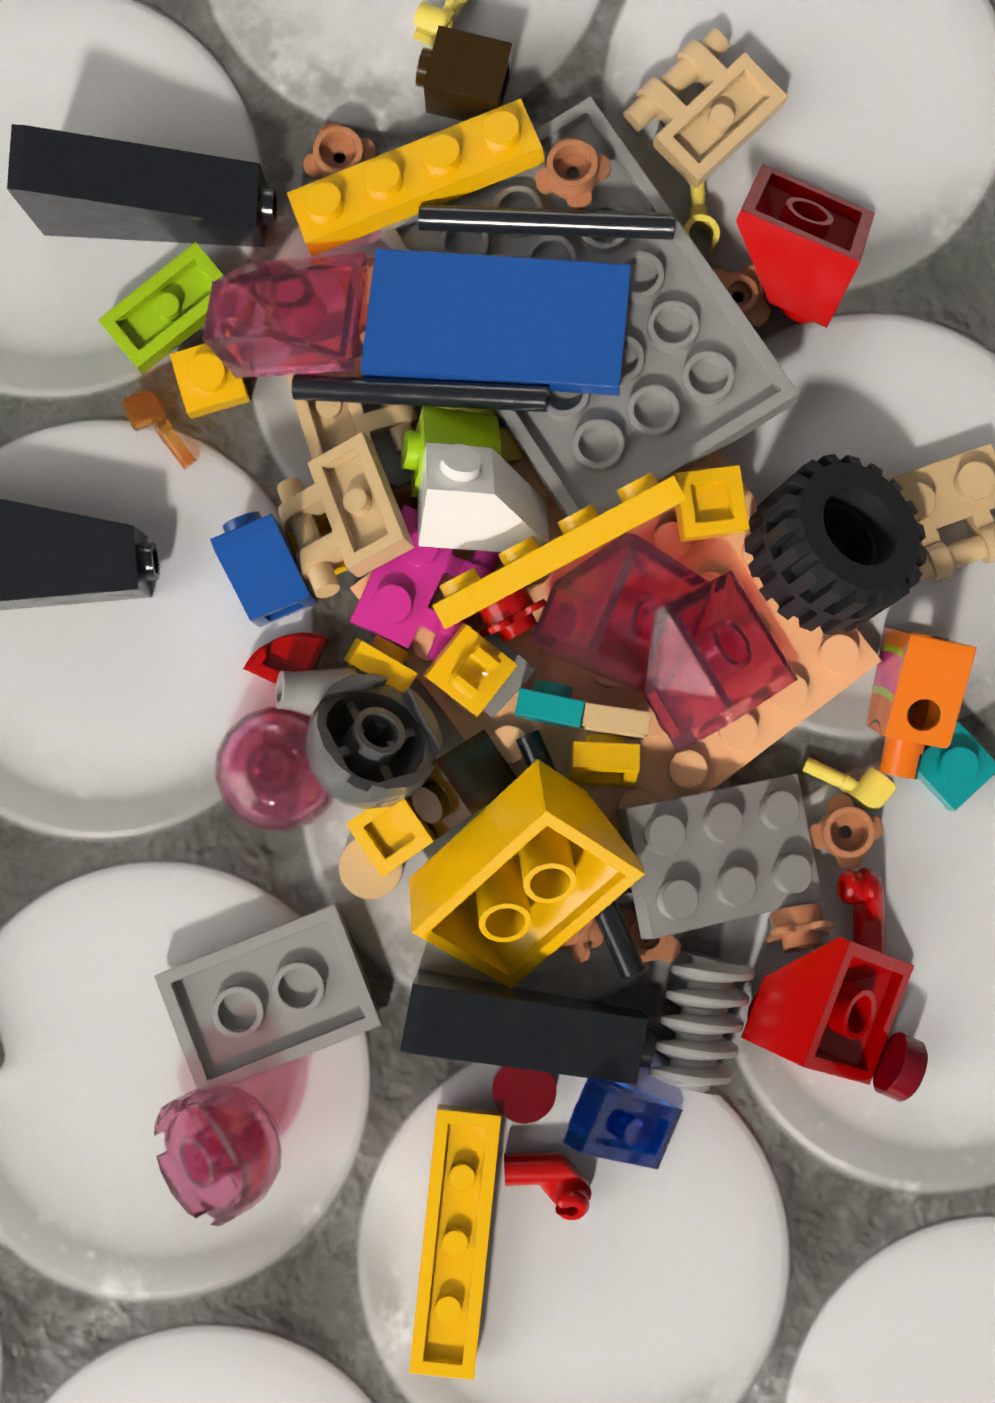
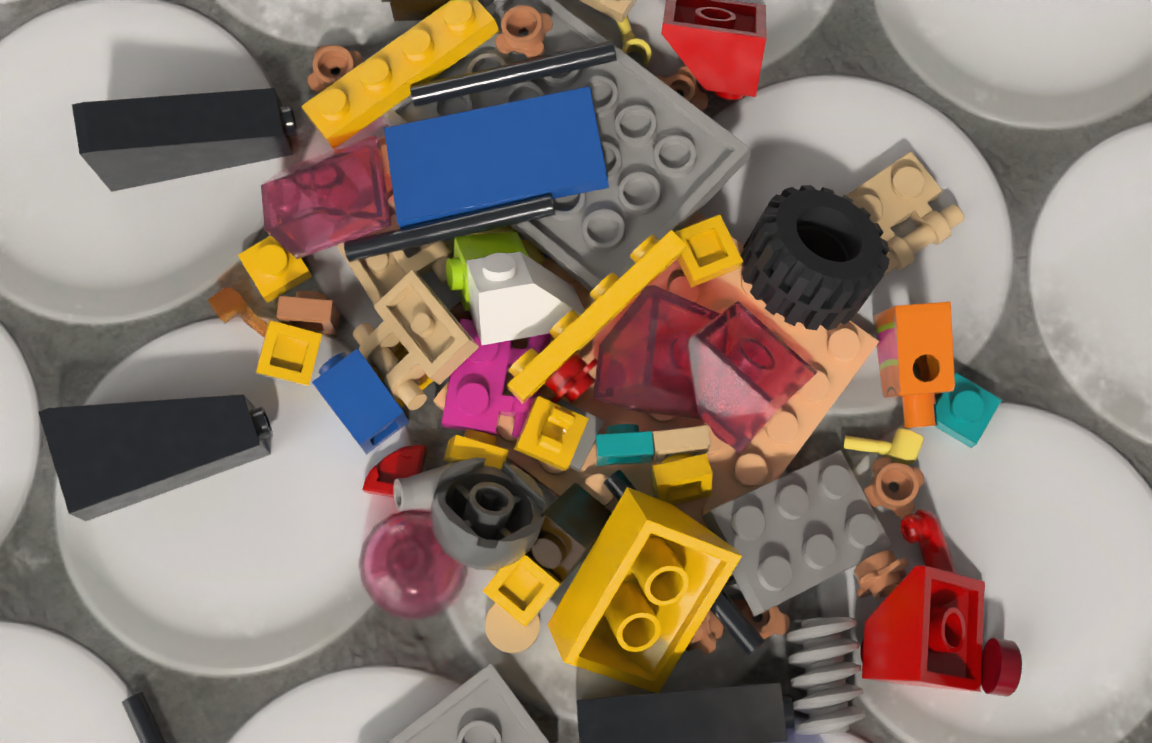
camera: 15 degrees left, 10 degrees down
(163, 309) = (224, 221): lime plate -> none
(199, 488) = (288, 353): none -> yellow plate
(234, 446) = (309, 312): none -> nougat plate

